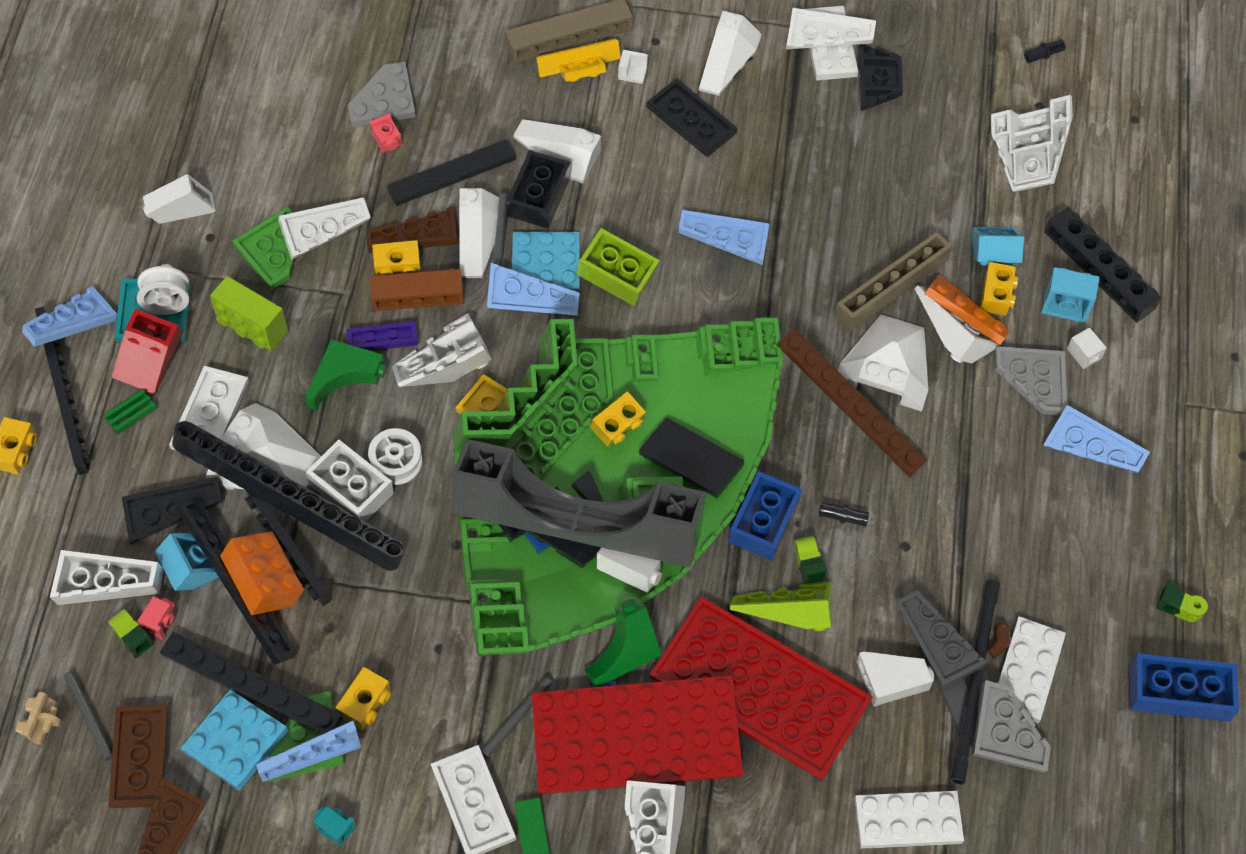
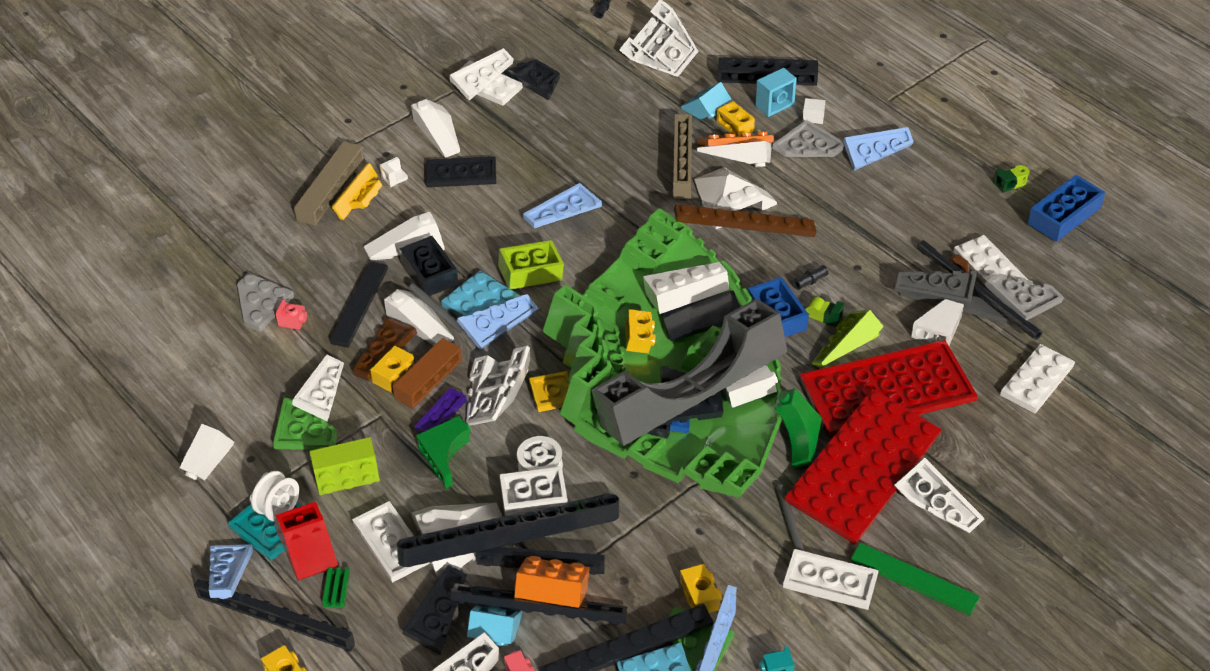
camera: 45 degrees left, 15 degrees down
(705, 415) = (685, 285): none -> white wedge

